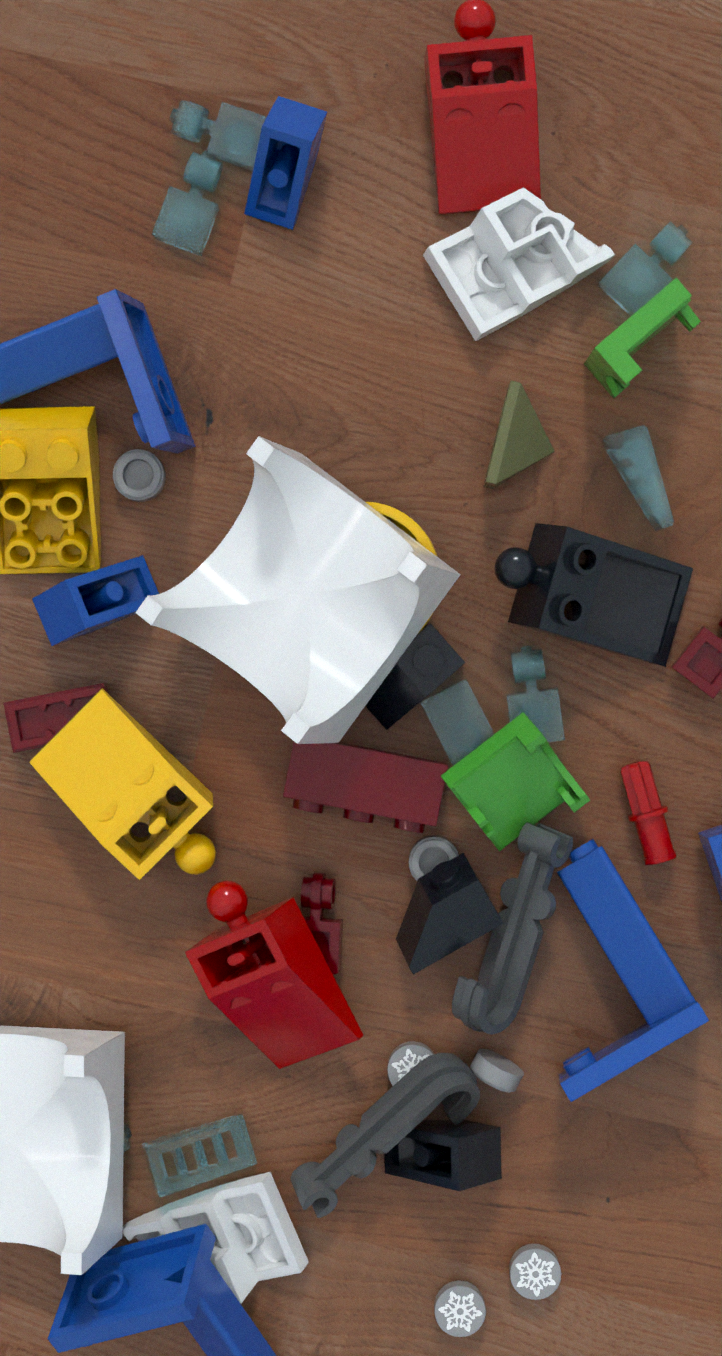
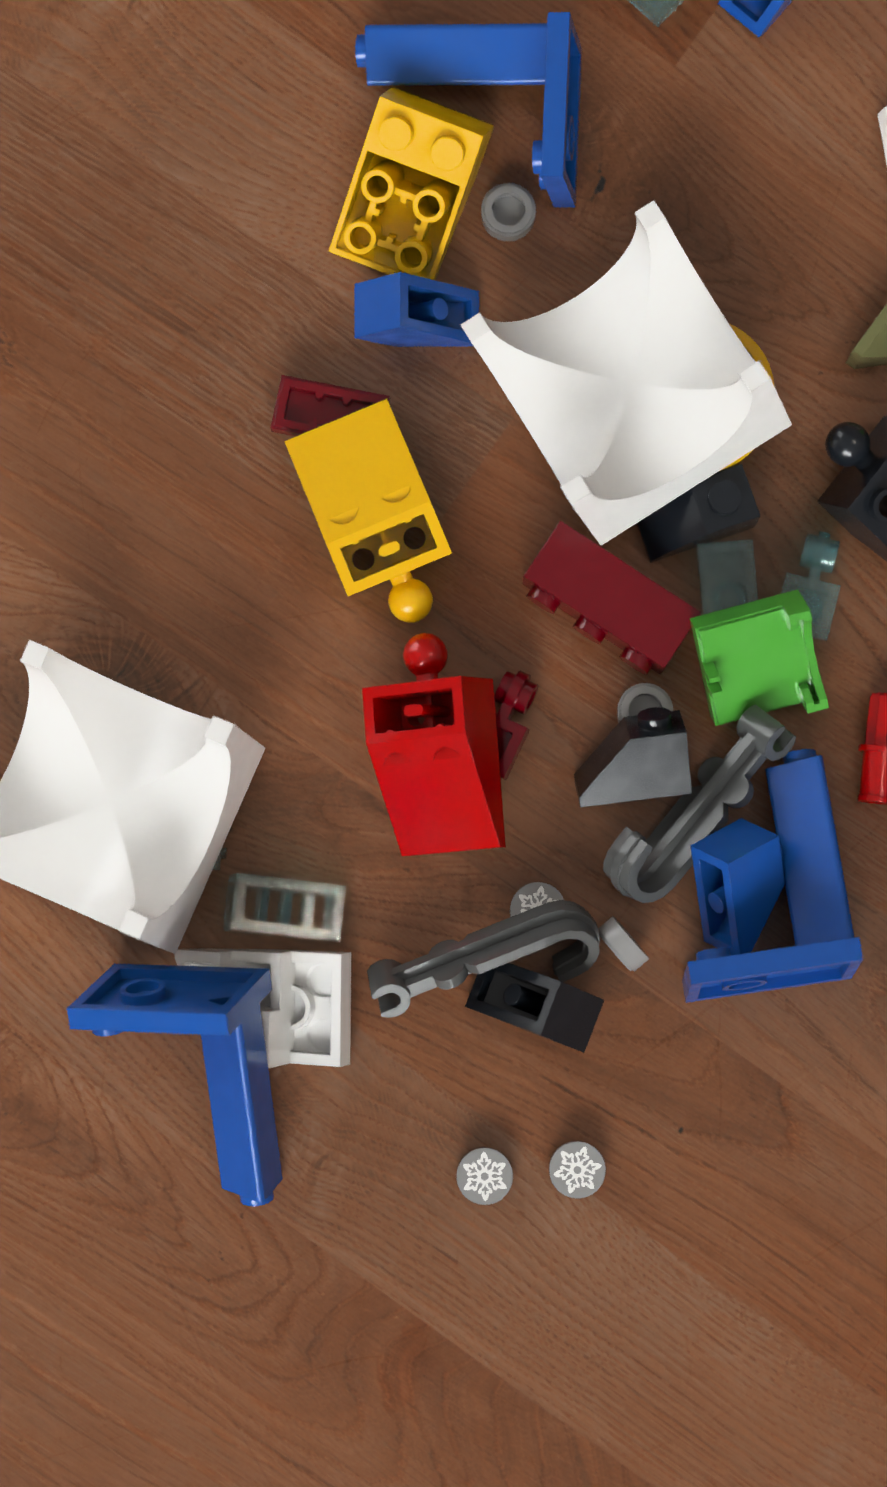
camera: 30 degrees right, 5 degrees down
(573, 982) = (737, 883): none -> blue slope

